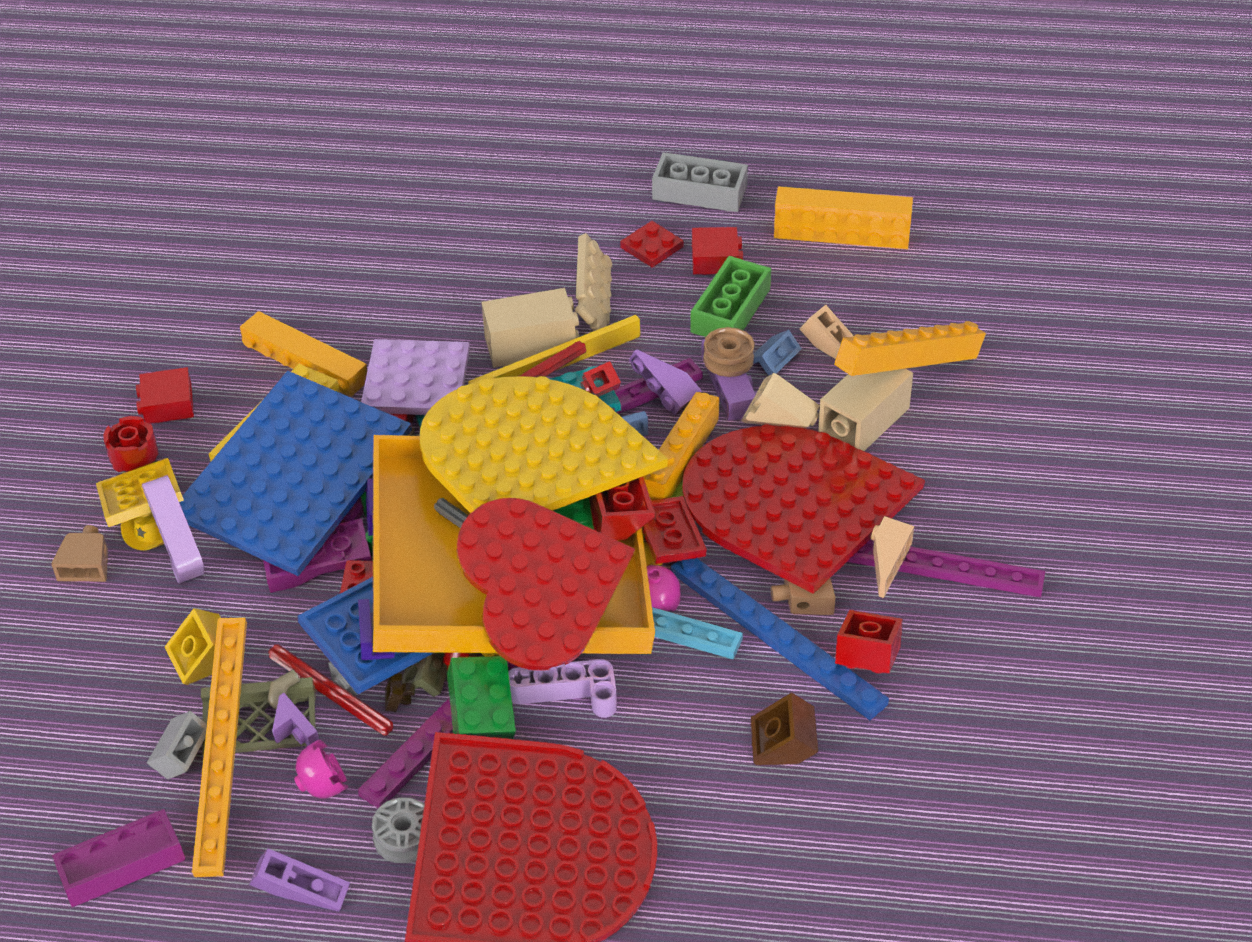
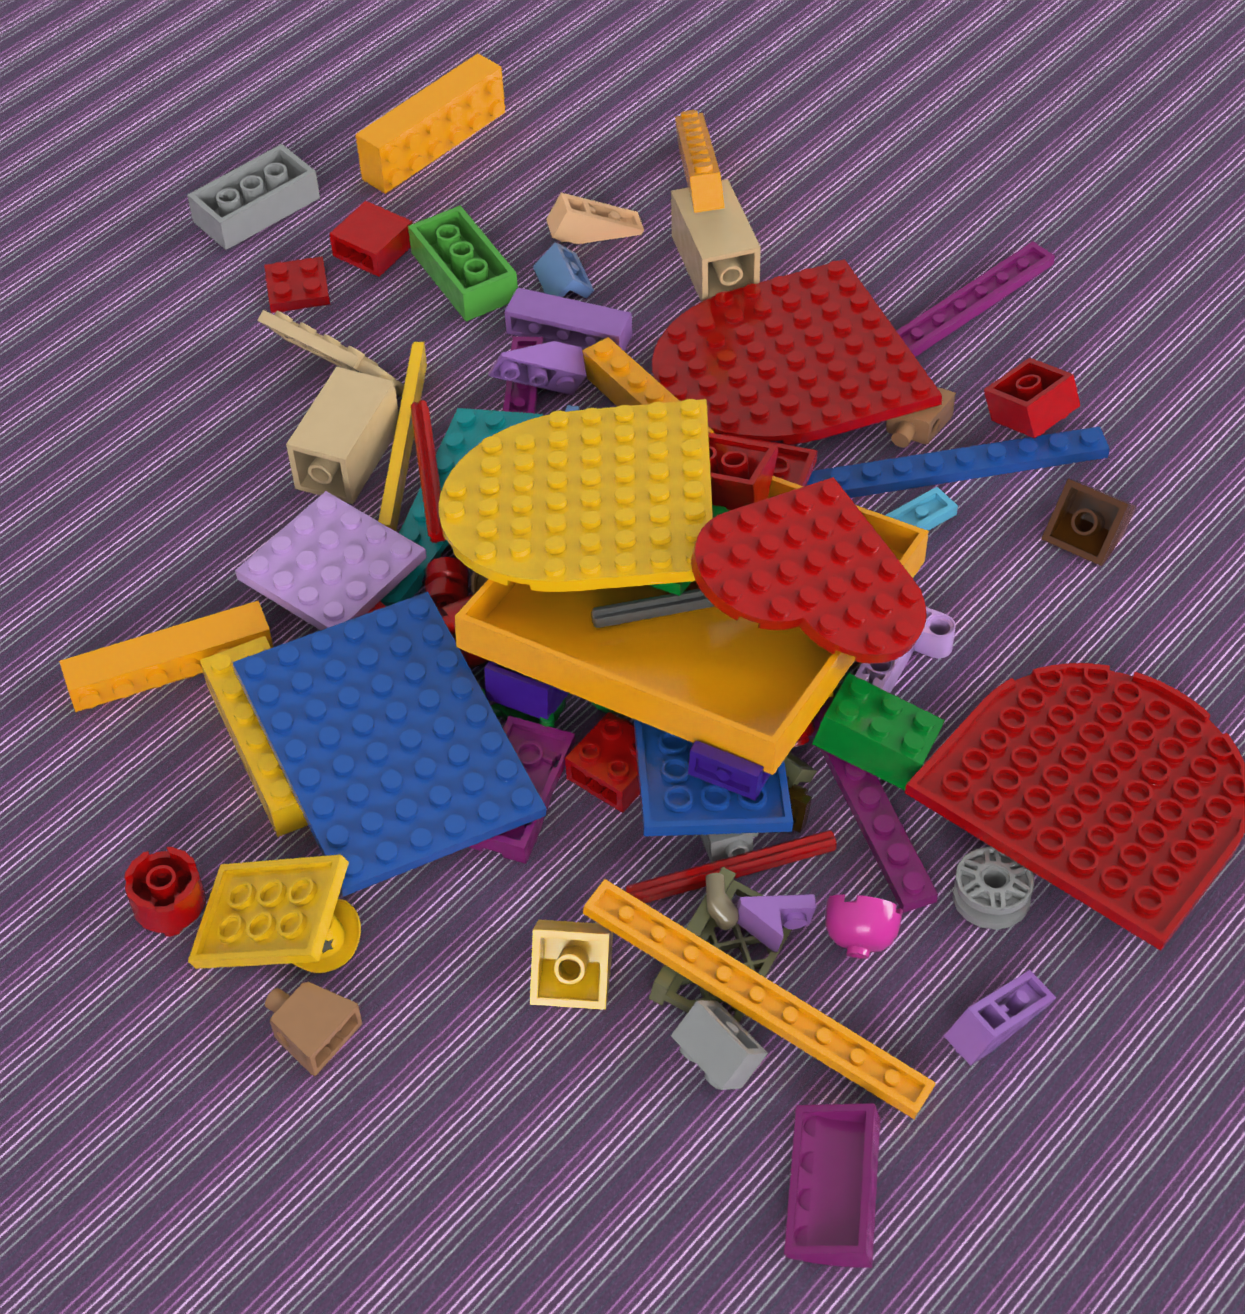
camera: 55 degrees left, 5 degrees up
(165, 395) = (109, 819): red brick -> none
(174, 529) = (389, 890): lavender beam -> none
(605, 374) = (504, 412): red brick -> none
(728, 352) = (555, 295): medium nougat wheel -> none
(781, 405) = (660, 299): tan slope -> none
(891, 546) = (932, 325): light nougat slope -> none

